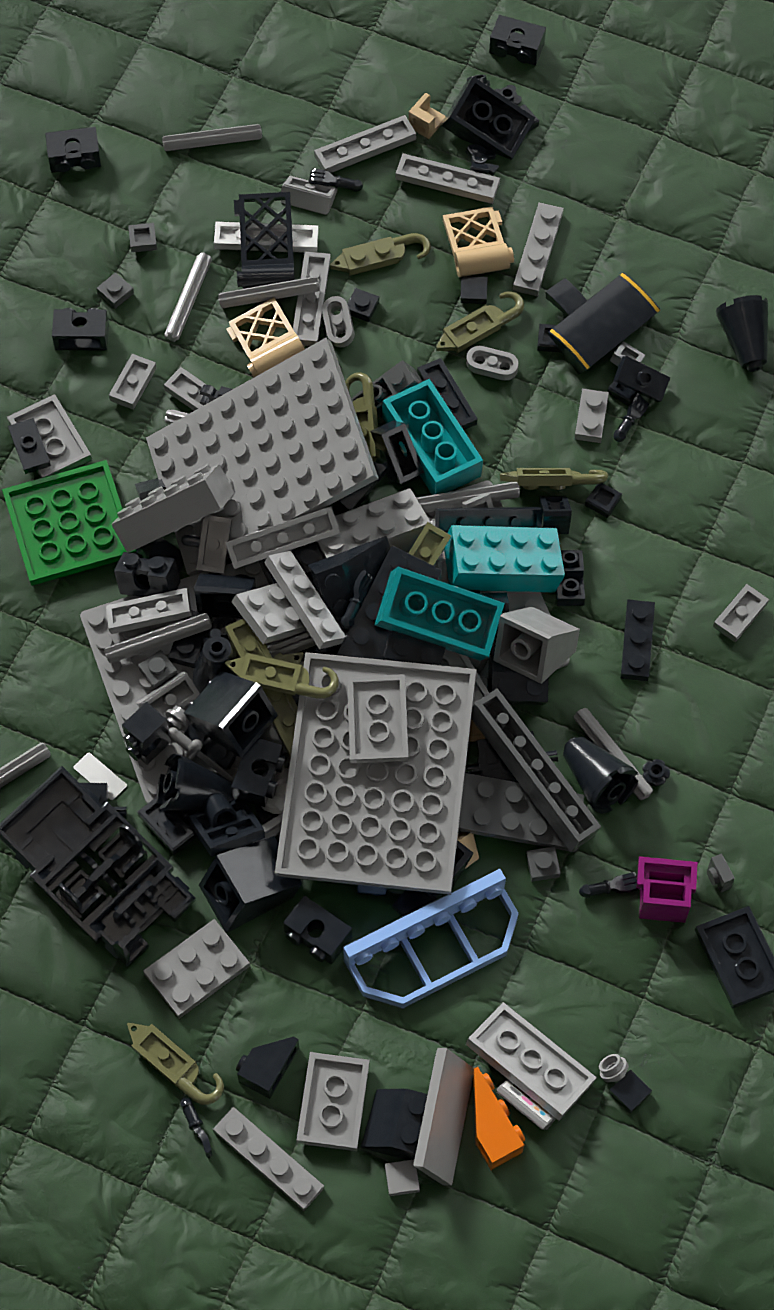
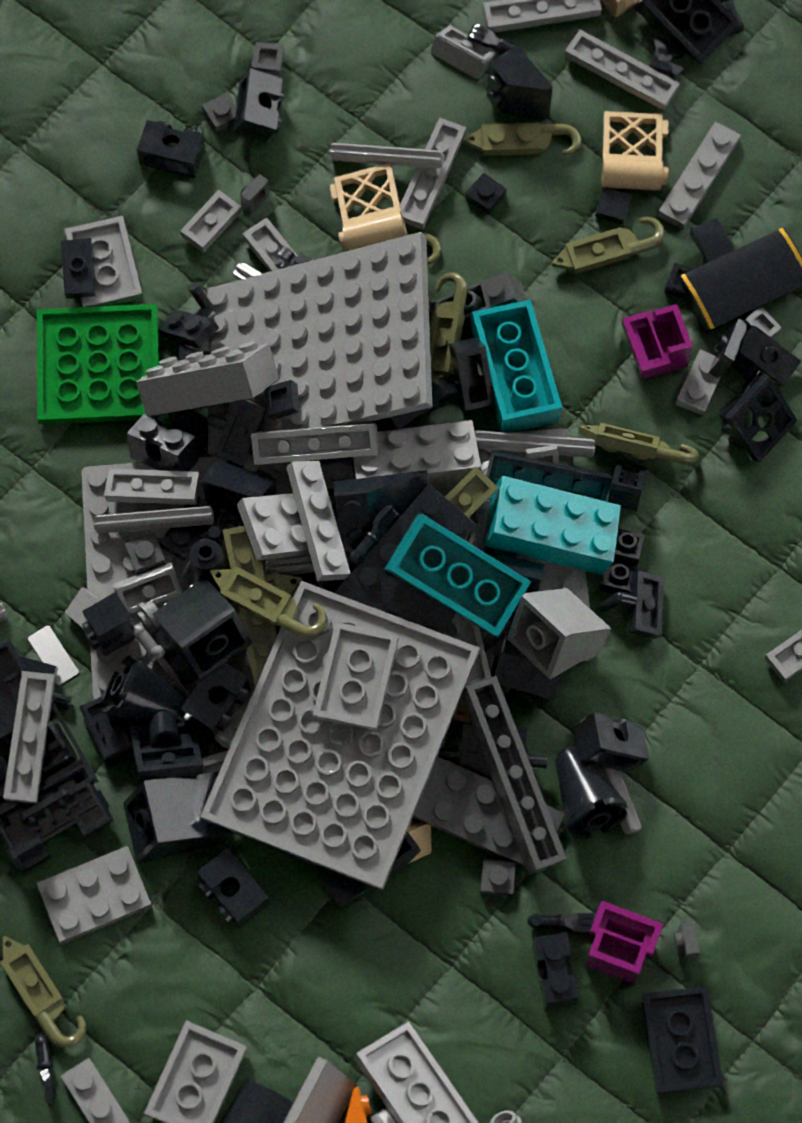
camera: 15 degrees right, 5 degrees up
(105, 844) = (29, 737): none -> light grey plate
(113, 728) = (82, 601): none -> light grey tile
(141, 472) = (189, 327): none -> black plate
(146, 276) = (257, 105): none -> black brick
(164, 350) = (254, 194): none -> dark grey plate
(188, 297) = (299, 138): light grey axle -> none
(228, 237) = (402, 90): white plate -> none
(243, 508) = (281, 399): none -> black plate
(264, 270) = (387, 129): black piece -> none
(267, 1065) = (137, 1022): black slope -> none
(338, 323) = (452, 209): light grey plate -> none
(366, 209) = (518, 86): none -> black slope
(415, 924) = (336, 911): light blue plate -> none
(449, 391) = (549, 319): black plate -> none
(492, 361) = (610, 294): light grey plate -> none
(546, 388) = (658, 341): none -> magenta plate
(599, 604) = (644, 603): none -> black plate
(603, 499) = (686, 482): black tile -> none
(606, 380) = (727, 348): none -> black plate
(613, 719) = (620, 739): none -> black brick
(626, 938) = (561, 986): none -> black brick
(637, 640) = (676, 652): black plate -> none
(655, 779) = (647, 815): black plate -> none
(667, 432) = (773, 403): none -> black piece

